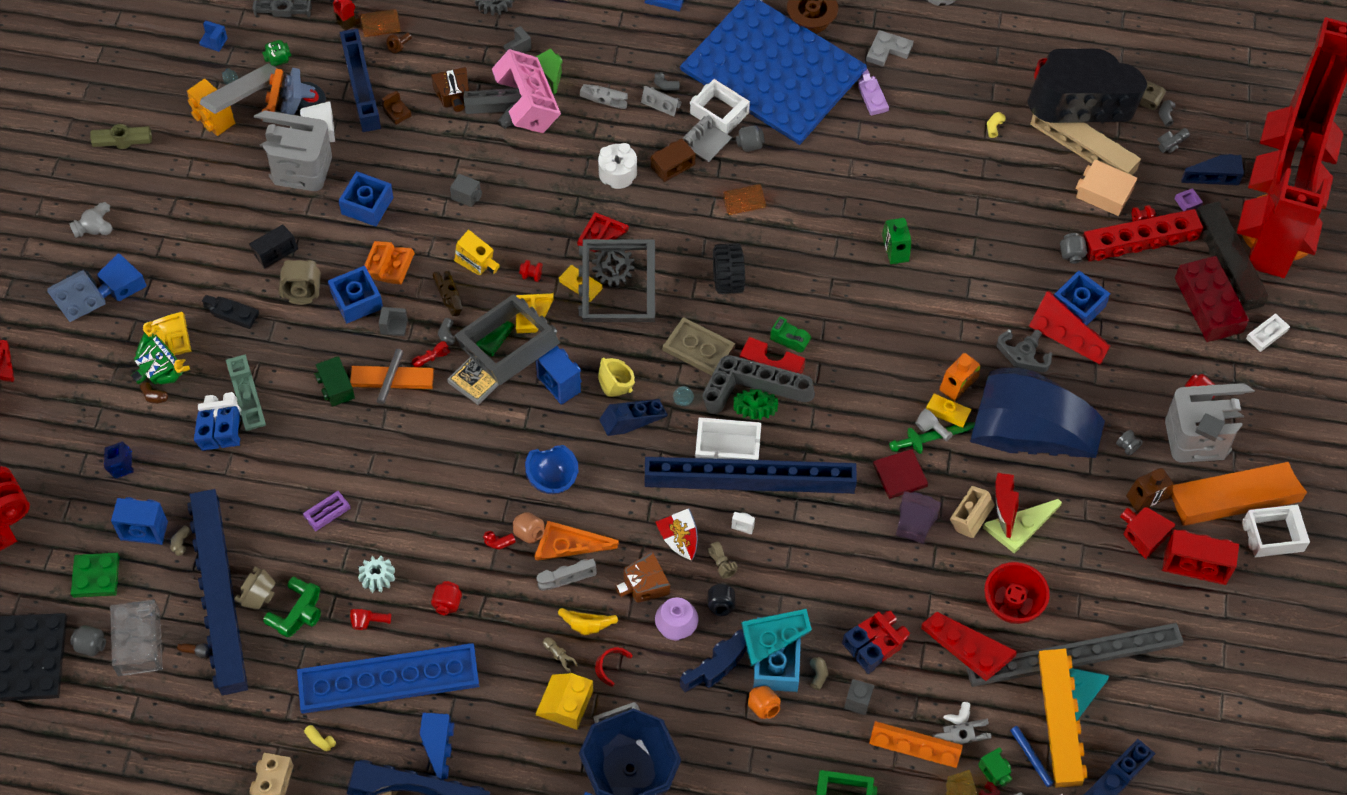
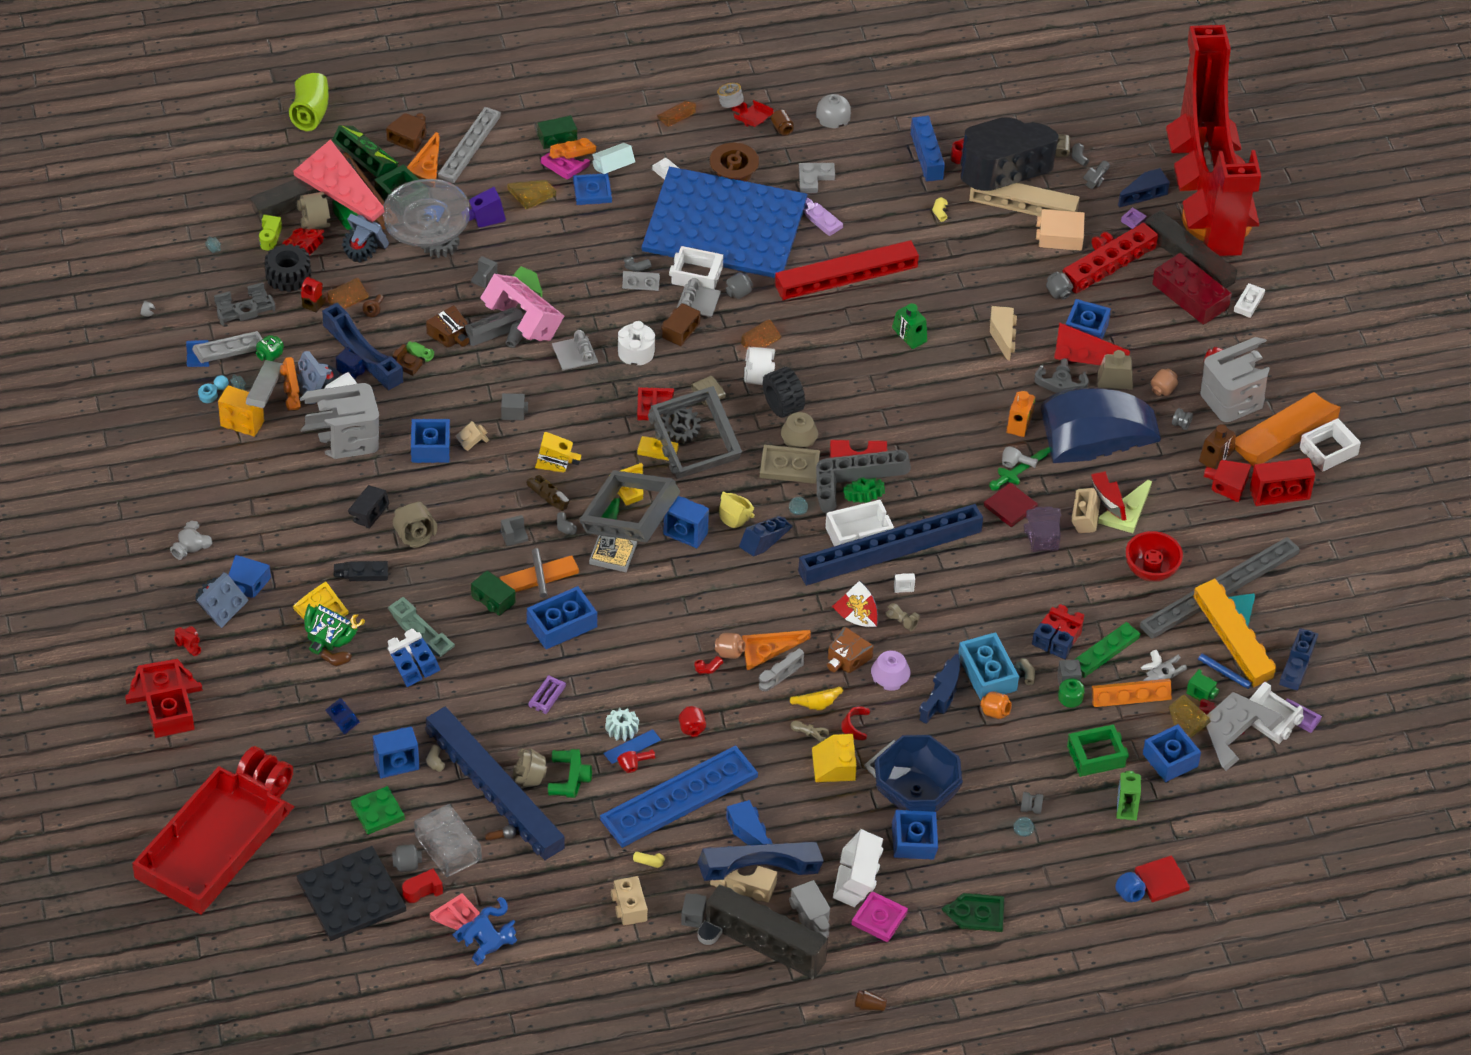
camera: 25 degrees left, 10 degrees down
(29, 321) = (189, 639): none -> red plate
(84, 678) = (421, 886): none -> red leg
(101, 726) = (455, 912): none -> coral wing
(108, 761) = (484, 932): none -> blue animal
(121, 136) = (169, 463): olive piece -> none
(197, 75) = (220, 383): none -> medium azure plate
(237, 38) = (227, 347): none -> light grey tile
(341, 93) = (349, 363): none -> clear blue brick
(355, 294) = (469, 519): blue brick -> none
(377, 601) = (636, 744): none -> blue piece
(381, 433) = (562, 617): none -> blue brick
(388, 262) = (478, 487): orange slope -> none
(410, 206) = (472, 435): none -> tan bracket
(412, 103) = (419, 351): none -> bright green arm
(439, 350) = (563, 545): red piece -> none
(527, 269) = (610, 451): red wheel -> none
(551, 469) = (724, 595): blue cylinder -> none
(557, 153) = (575, 351): none -> light grey hinge
(604, 96) = (589, 291): light grey hinge -> none
(663, 238) = (708, 382): none -> dark tan piece
(721, 599) = (919, 644): black head -> none
(722, 228) = (758, 364): none -> white brick
(727, 315) = (799, 431): none -> dark tan cone
(772, 633) = (980, 646): teal wing -> none
(789, 335) = (861, 430): green leg -> none
(849, 719) = (1071, 693): none -> green head
(866, 157) = (846, 270): none -> red brick
(915, 680) = (1107, 648): none -> green plate
(948, 410) = (1025, 443): yellow plate -> none
(969, 646) = (1139, 609): red wing -> none
(991, 272) = (1002, 329): none -> tan slope
(1013, 56) = (927, 148): none -> blue brick
(1084, 365) = (1116, 371): none -> dark tan torso
(1130, 394) = (1164, 382): none -> nougat head
(1210, 427) = (1245, 377): dark grey tile -> none

